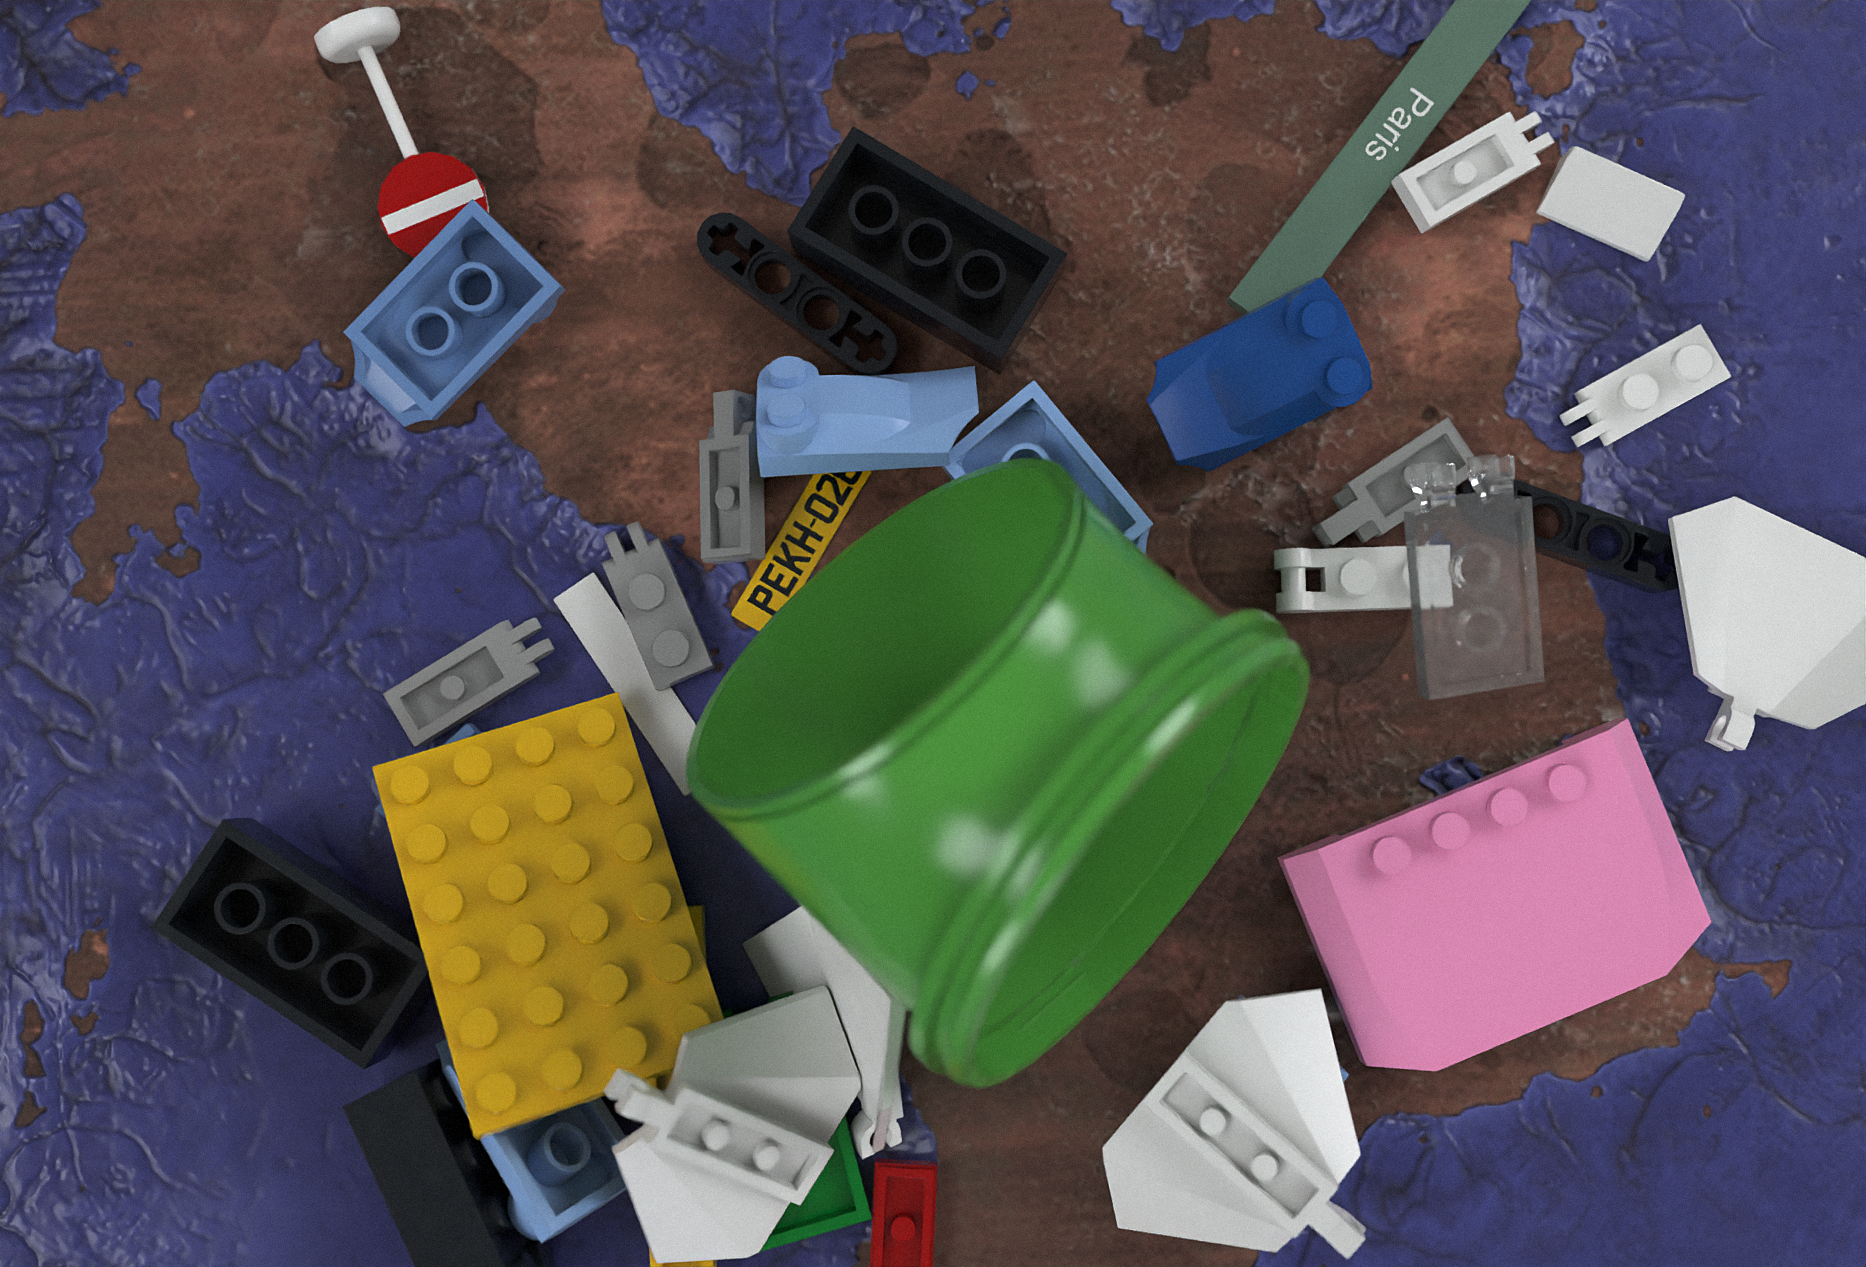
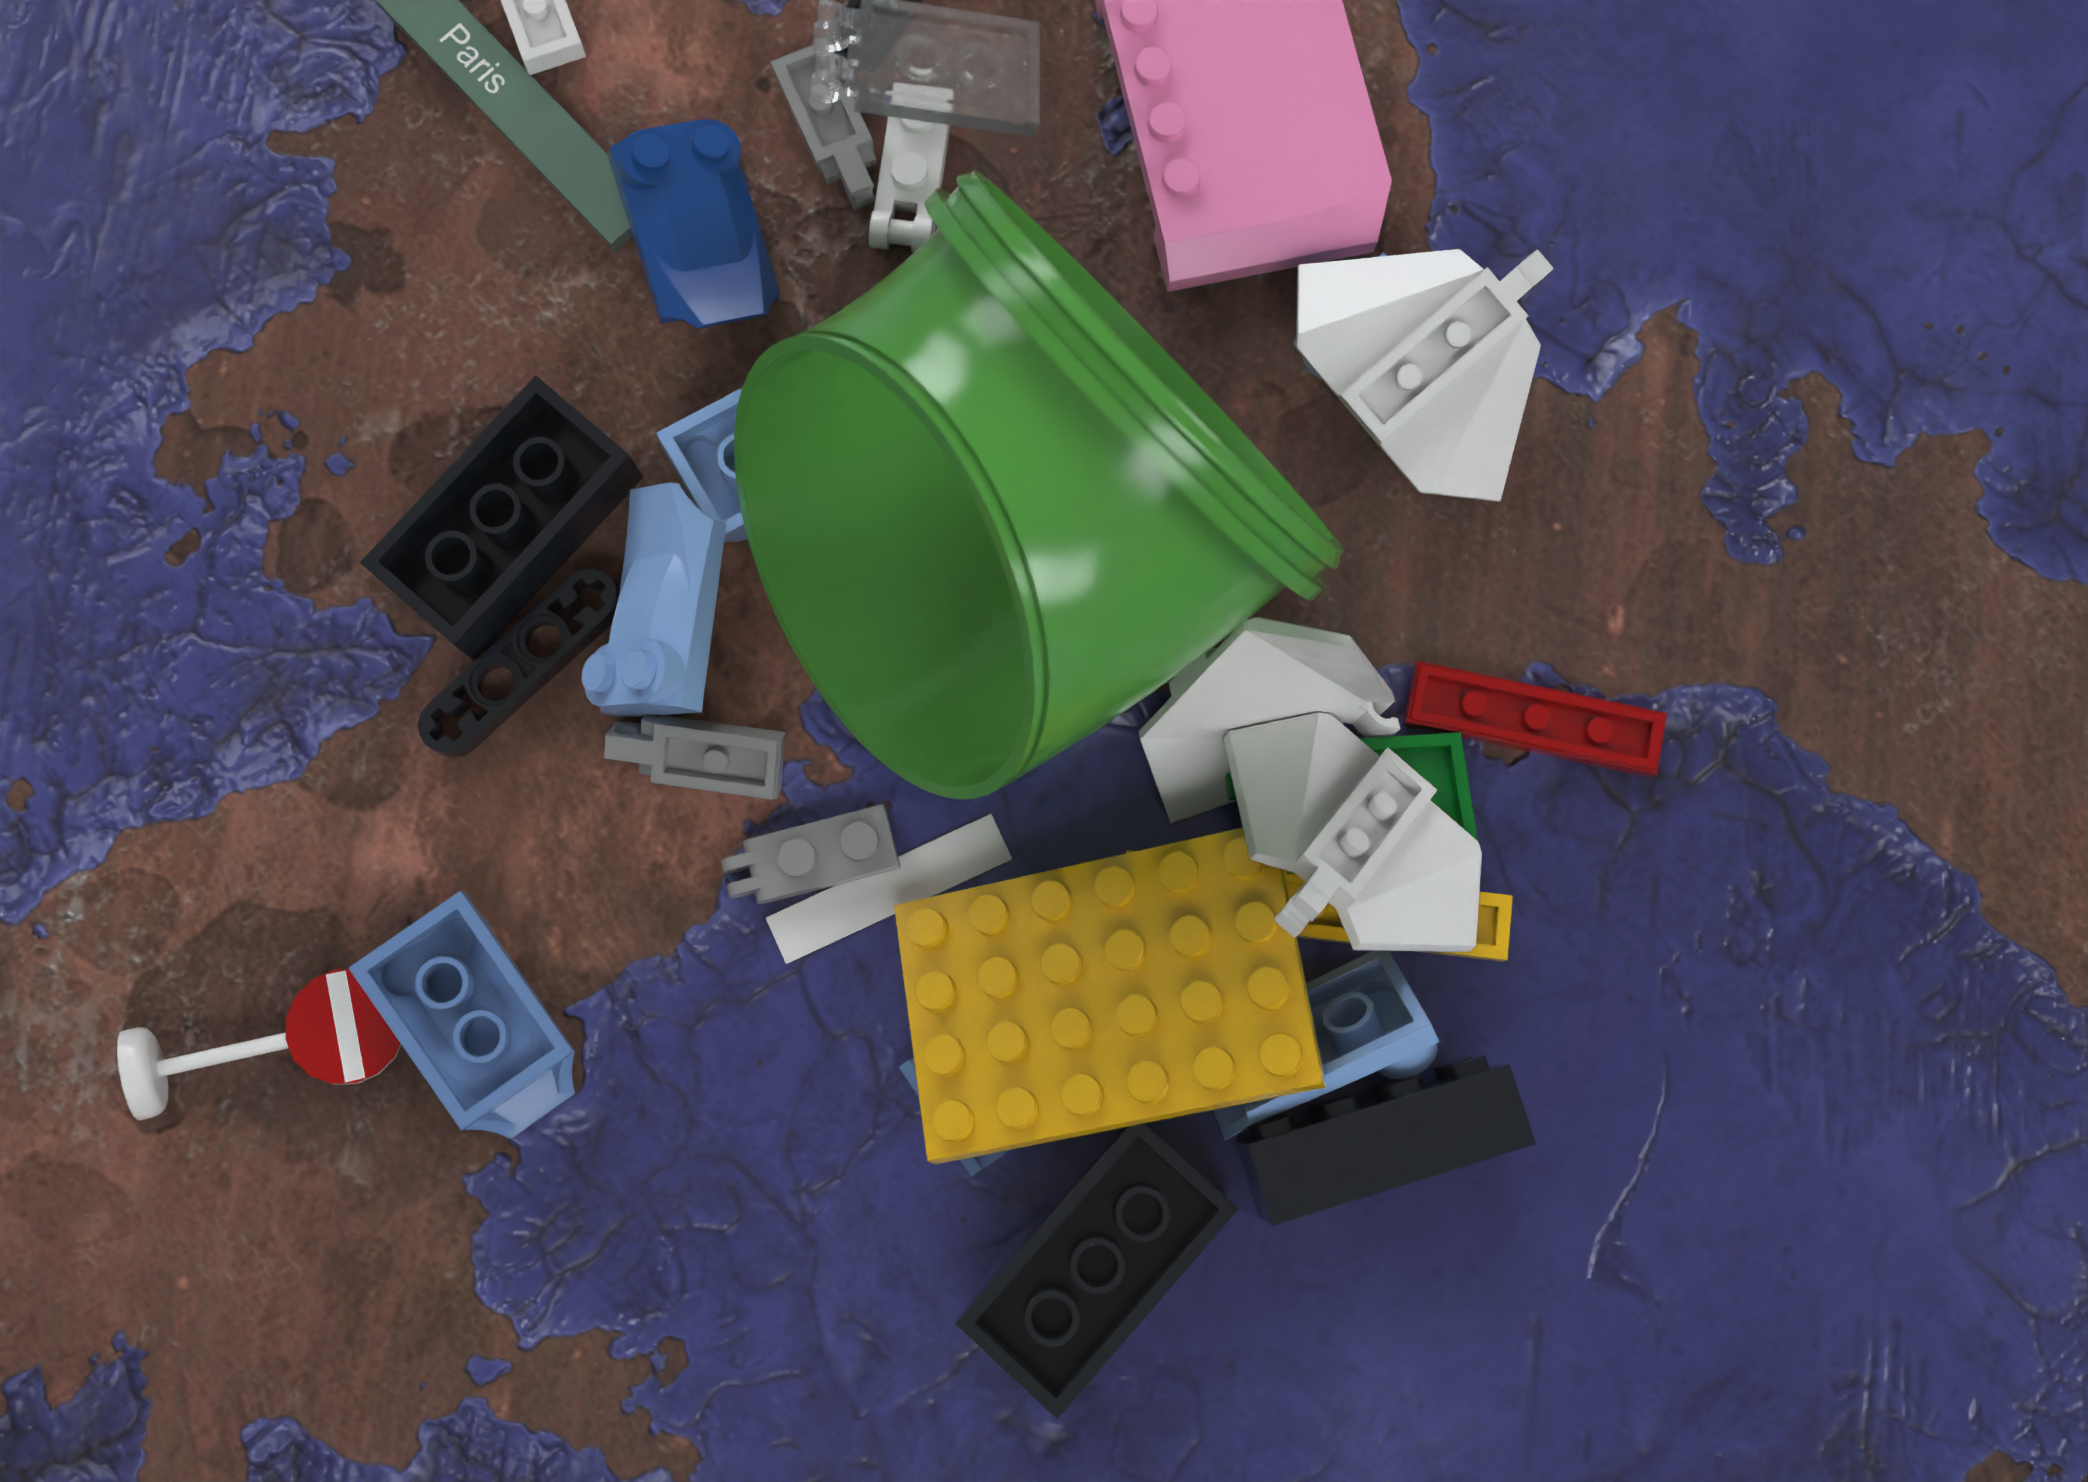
camera: 85 degrees left, 5 degrees down
(467, 680) = (854, 1059): light grey hinge -> none
(799, 545) = (780, 705): yellow sticker -> none

